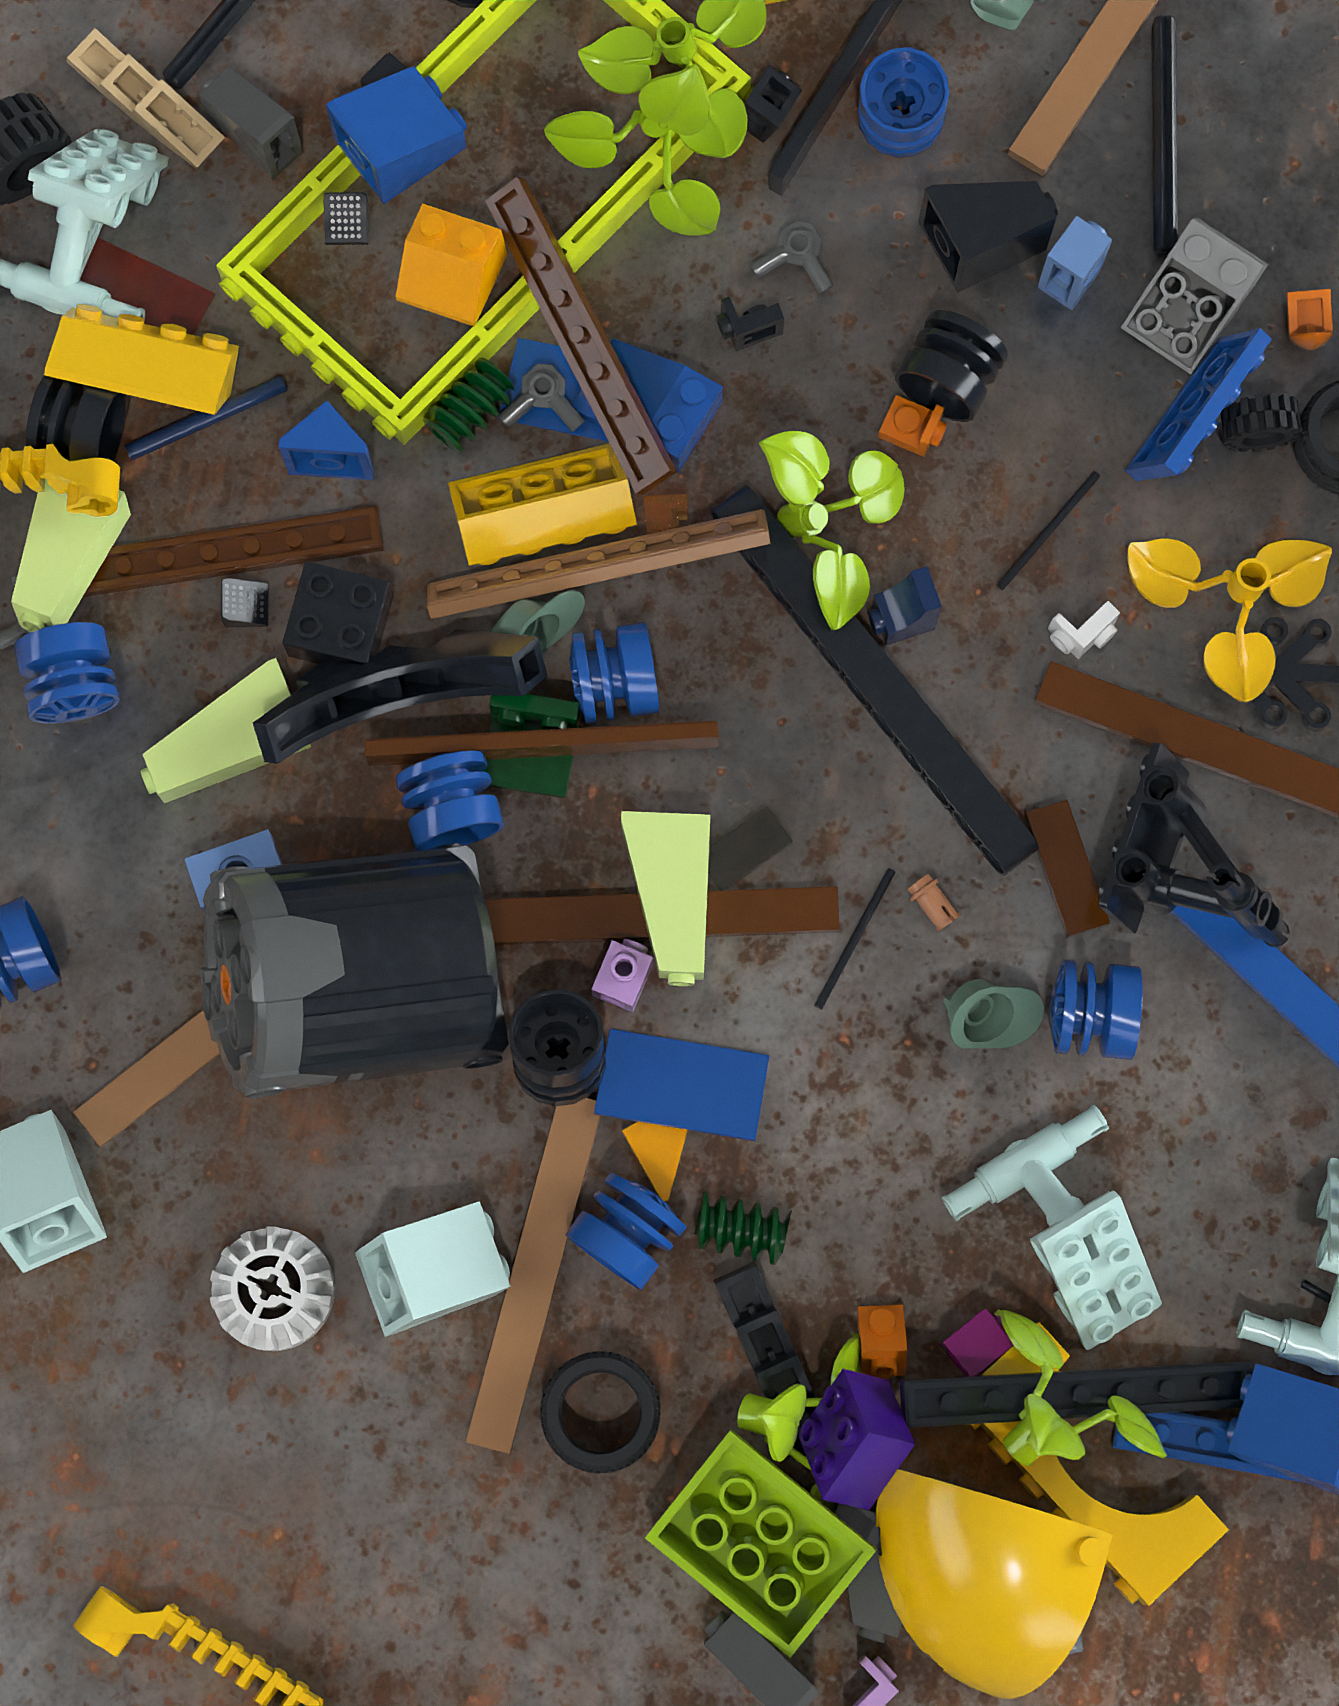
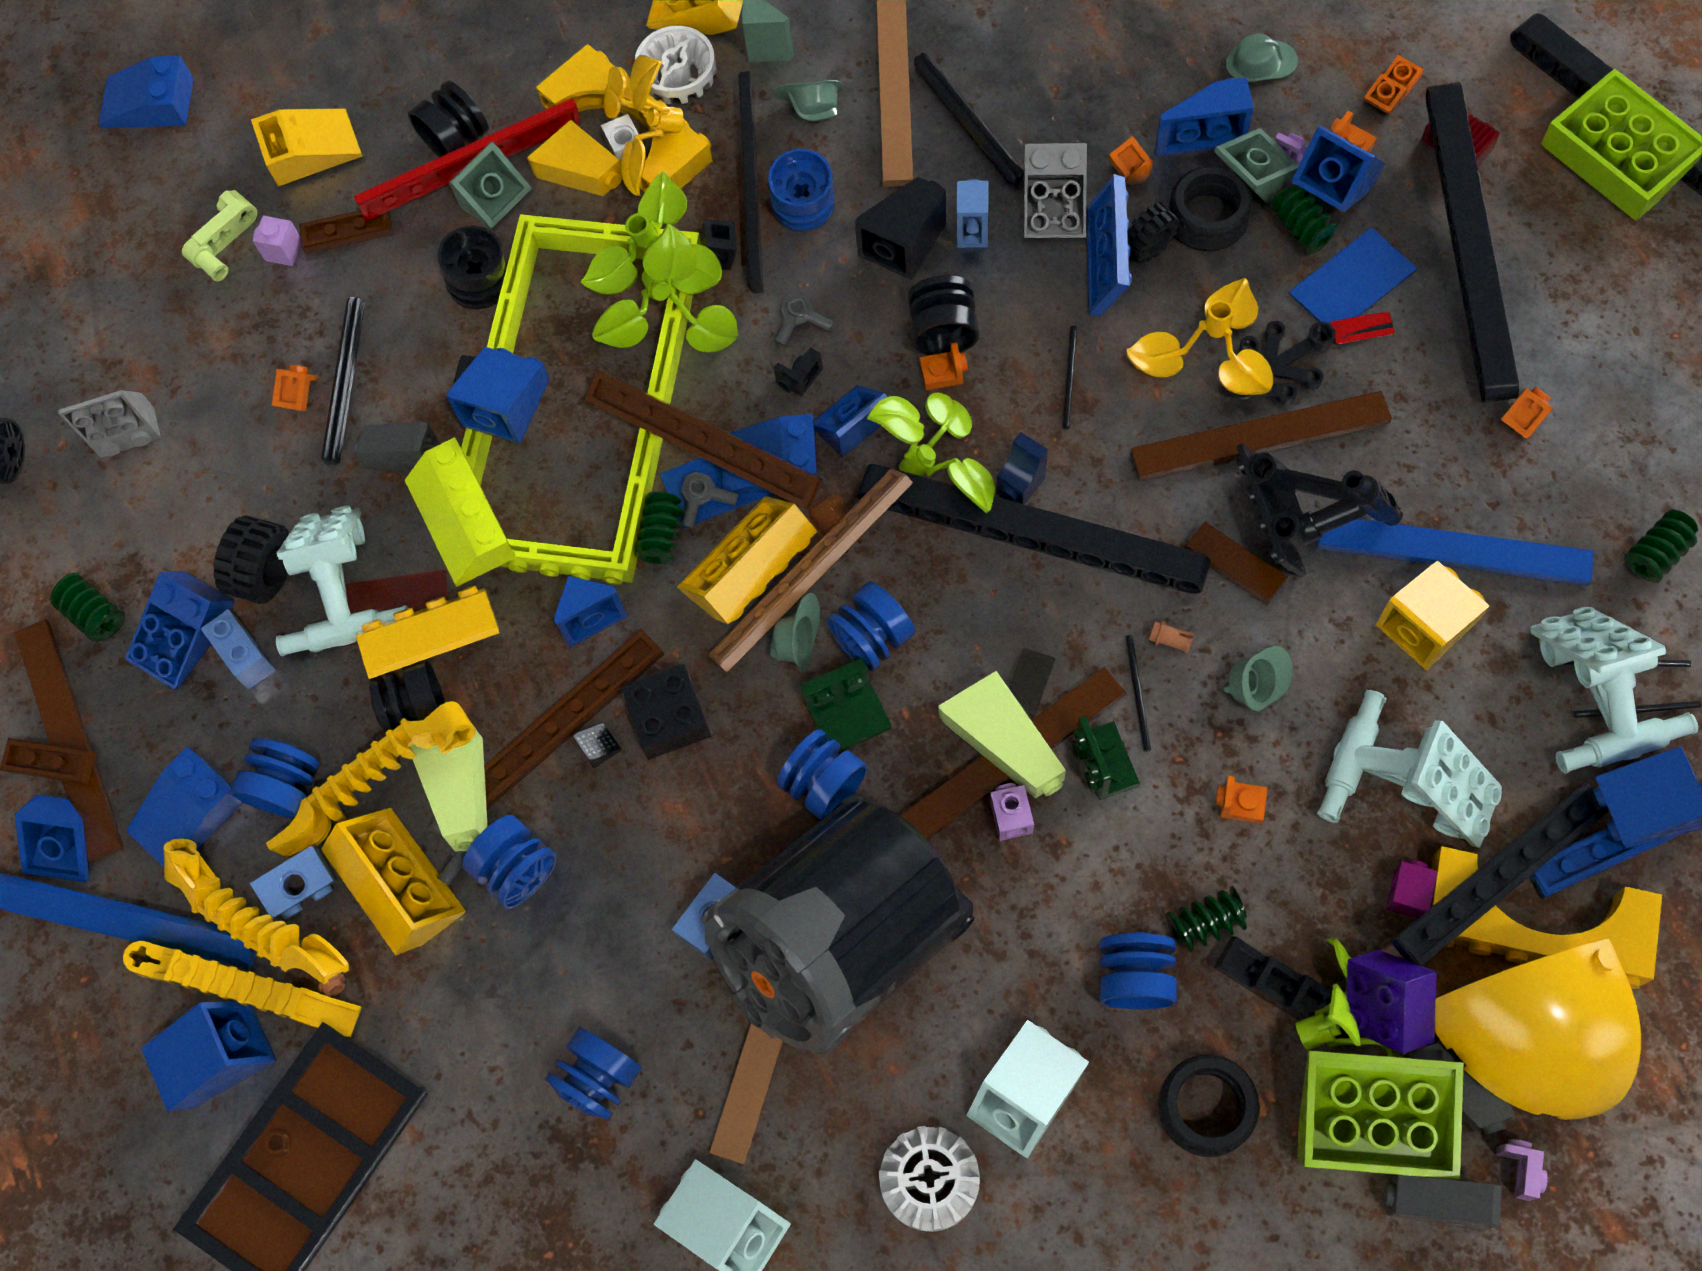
camera: 25 degrees left, 10 degrees down
(145, 99) = (320, 482): tan slope -> none
(202, 420) = (491, 647): dark blue bar -> none
(217, 739) = (646, 833): yellowish green slope -> none
(262, 243) = (457, 513): none -> neon yellow slope
(346, 218) = (502, 464): black slope -> none
(396, 678) = (731, 721): black arch -> none
(450, 264) = (589, 449): light orange slope -> none
(533, 1277) = (1096, 1045): medium nougat tile -> none
(546, 742) = (857, 697): reddish brown tile -> none
(561, 1026) = (1006, 883): black wheel -> none
(658, 1152) = (1112, 902): light orange tile -> none
(682, 1085) = (1099, 856): blue piece -> none
(765, 986) = (1105, 758): none -> dark green bracket
(766, 410) = (846, 421): none -> blue slope
(873, 1129) = (1241, 801): none -> orange bracket
(882, 1340) = (1351, 928): orange bracket -> none
(1041, 1427) = (1503, 912): lime plant -> none
(1095, 630) = (1136, 426): white bracket -> none
(1097, 1009) = (1325, 629): blue wheel -> none
(1232, 1071) = (1431, 614): none -> yellow slope

